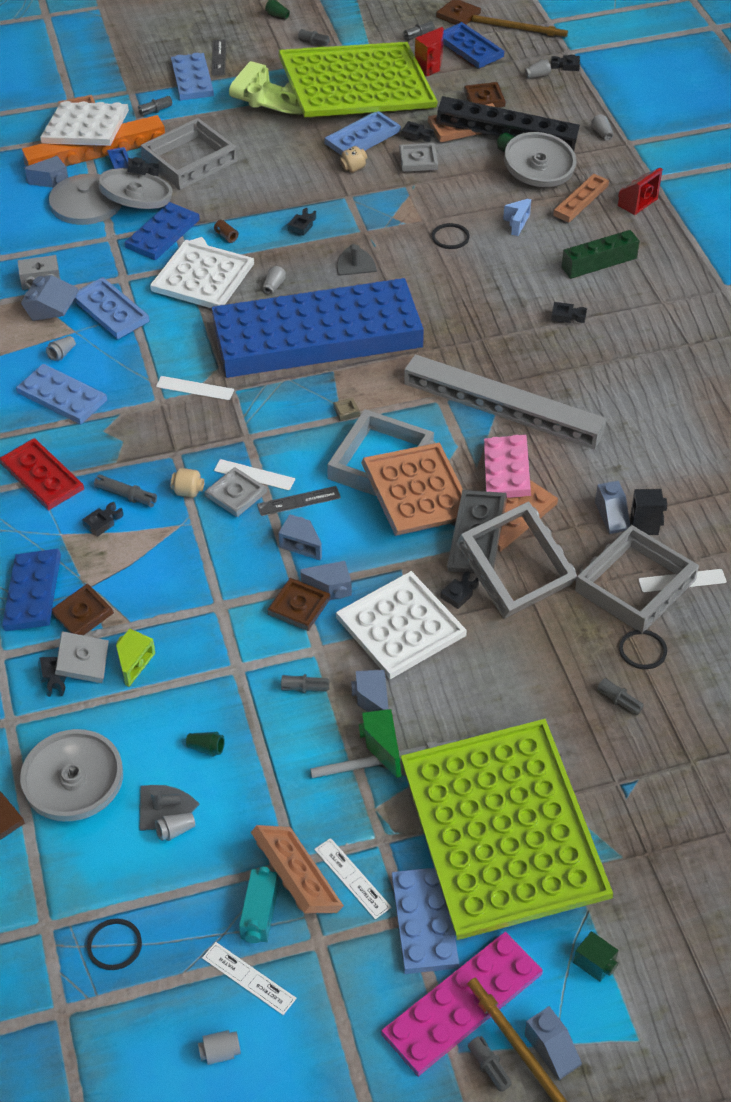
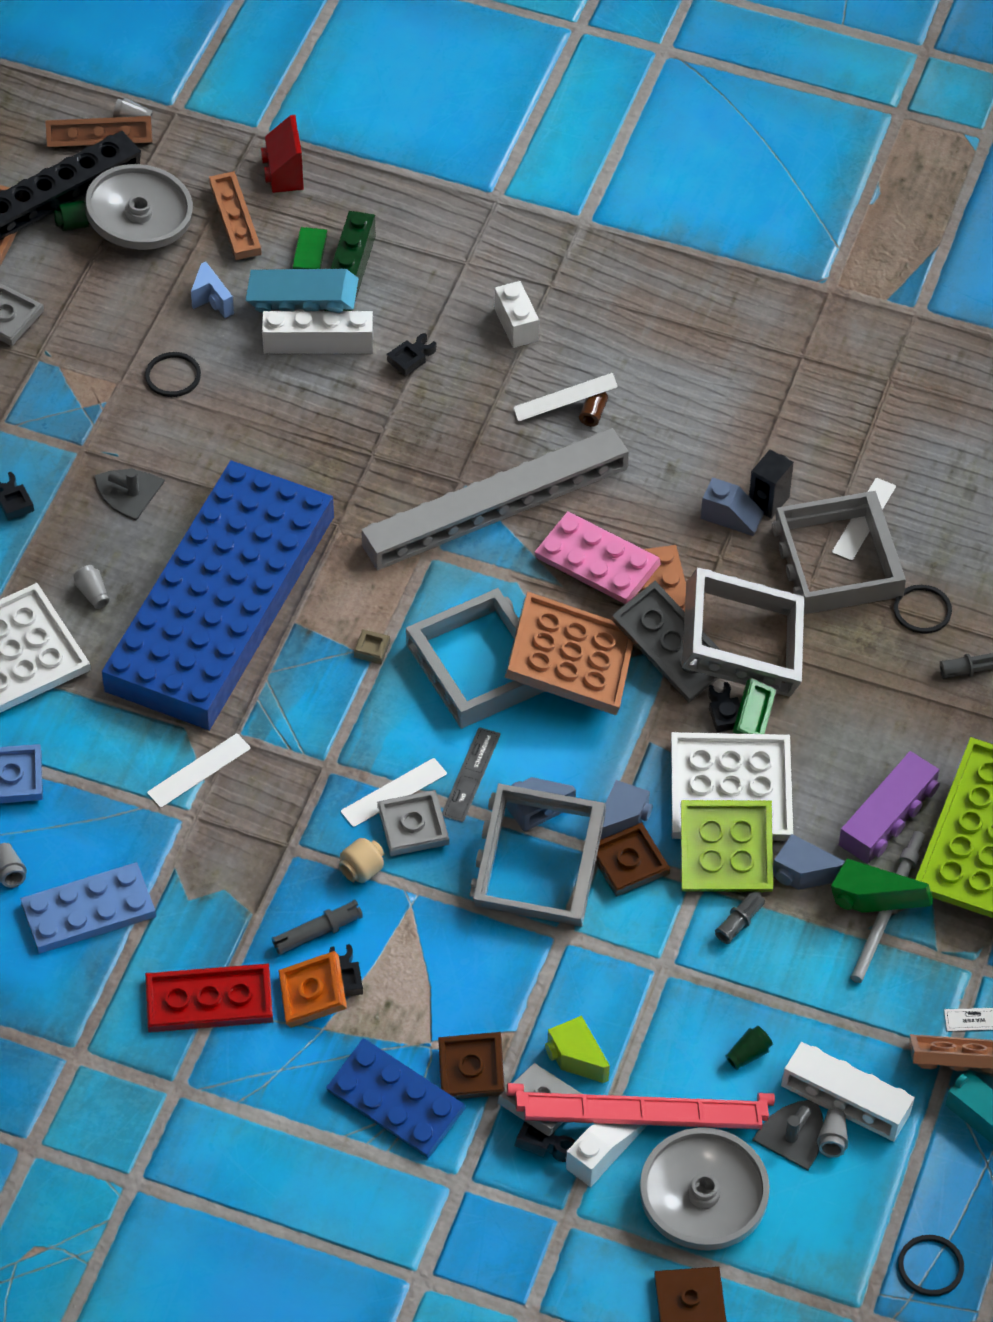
camera: 55 degrees left, 5 degrees up
(75, 706) = (599, 1149): none -> white slope
(77, 510) = (312, 989): none -> orange tile
(110, 712) = (641, 1110): none -> coral piece
(212, 815) = (840, 1086): none -> white brick
(266, 580) = (491, 833): none -> light grey window
(347, 642) = (726, 846): none -> lime plate
(459, 713) = (889, 807): none -> medium lavender brick
(469, 601) = (754, 708): none -> tile
(537, 268) = (317, 332): none -> white brick
(551, 241) = (302, 289): none -> medium azure brick
(587, 129) = (93, 130): none -> nougat plate
(591, 235) = (310, 248): none -> green tile
(611, 390) = (565, 397): none -> white sticker
(618, 407) = (593, 409): none -> reddish brown piece
(645, 337) = (516, 314): none -> white brick

